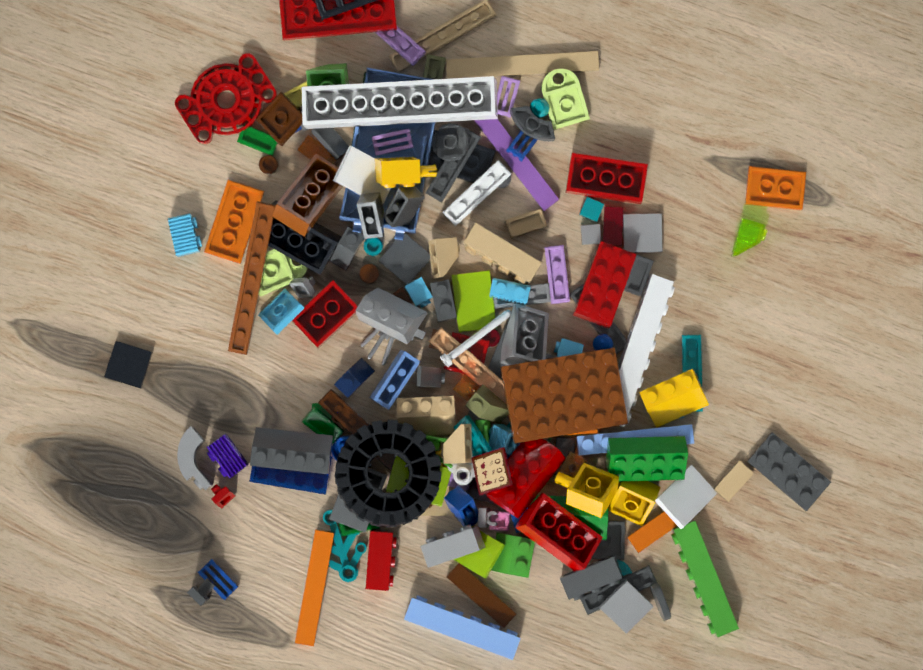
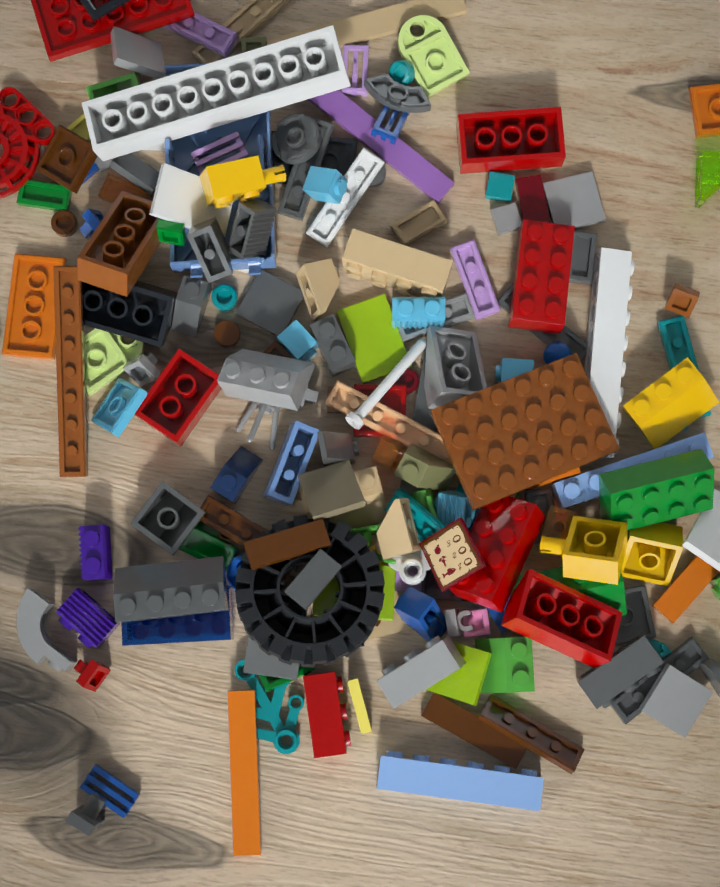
camera: 10 degrees left, 5 degrees down
(242, 411) = (95, 552): none -> dark purple brick
(291, 171) = (93, 219): none -> blue tile
(299, 399) = (167, 518): none -> dark grey slope
(345, 194) = (171, 232): none -> green tile
(349, 52) = (137, 53): none -> light grey tile
(379, 438) = (287, 544): none -> reddish brown tile
(392, 467) = (313, 579): none -> dark grey tile
(404, 560) = (359, 705): none -> light yellow tile
(418, 407) = (331, 490): none -> dark tan tile
(464, 182) = (325, 185): none -> medium azure brick
(520, 606) = (531, 734): none -> reddish brown tile
(702, 324) = (682, 300): none -> dark orange tile

